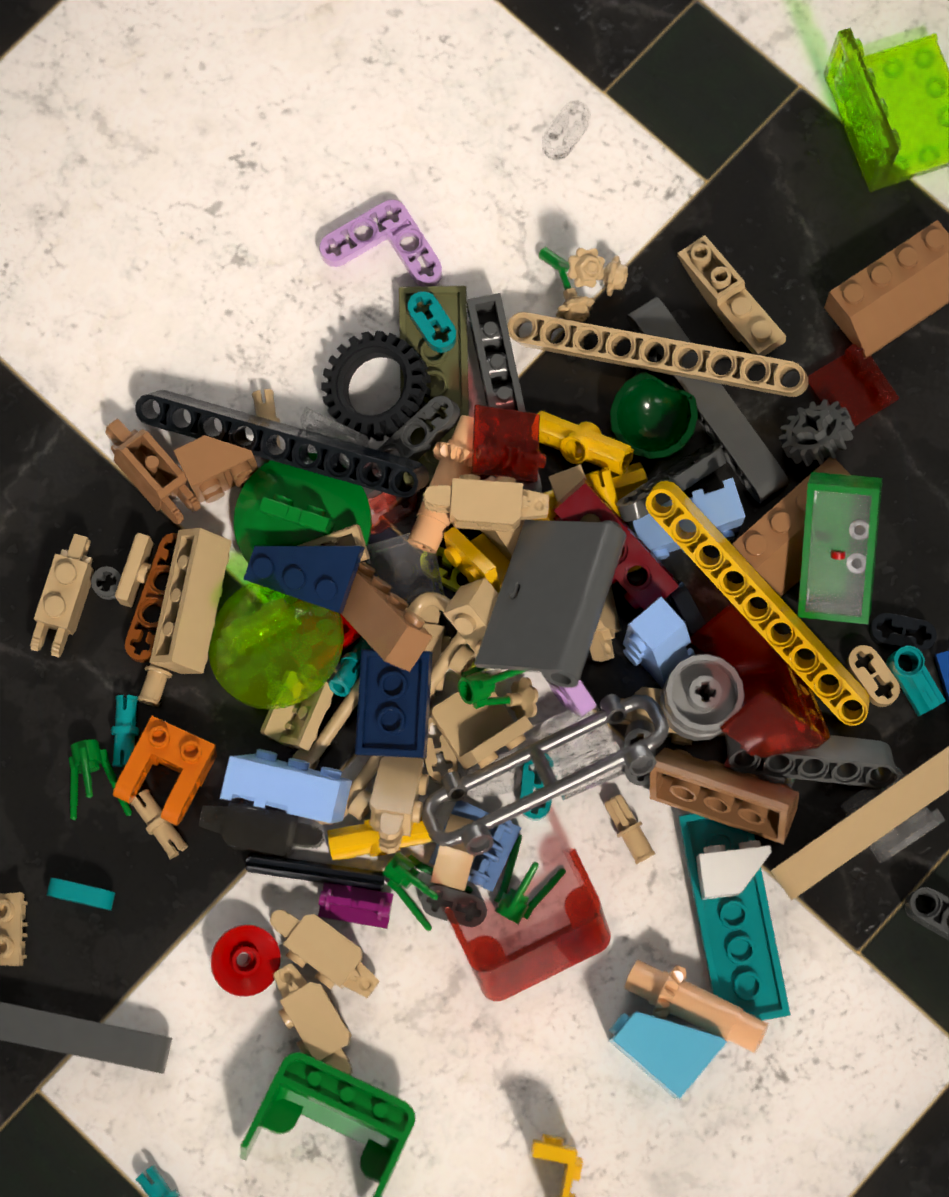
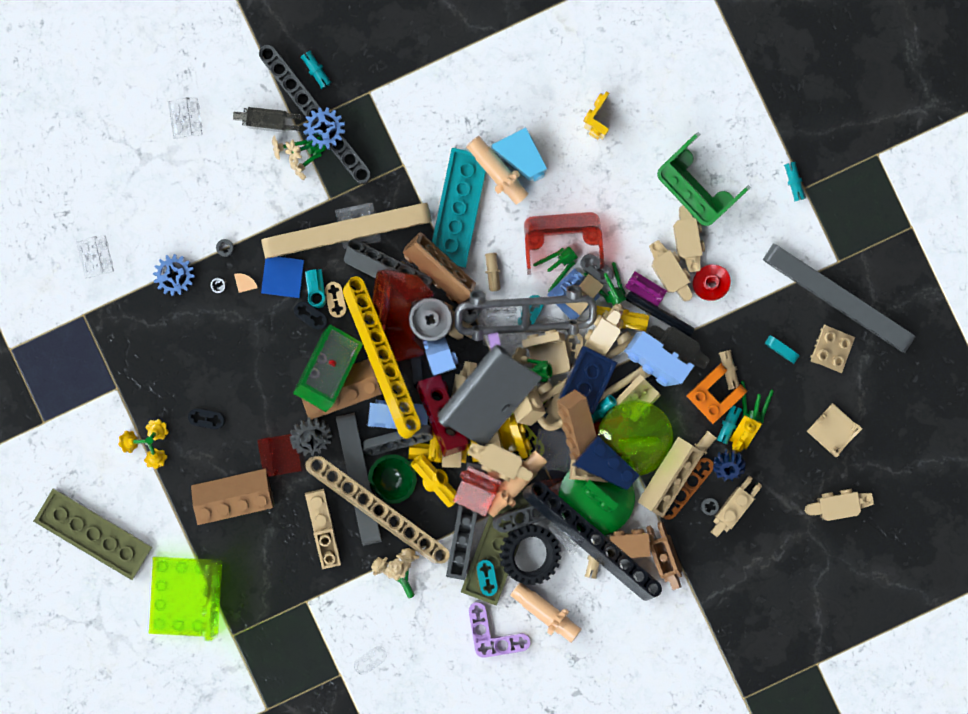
camera: 160 degrees left, 10 degrees up
(92, 722) = (744, 433): none -> yellow hinge
(98, 660) = (729, 465): none -> dark blue gear
(135, 570) = (692, 506): tan plate -> none
(310, 305) = (547, 613): none -> light nougat gear
(728, 872) = (452, 228): white slope -> none

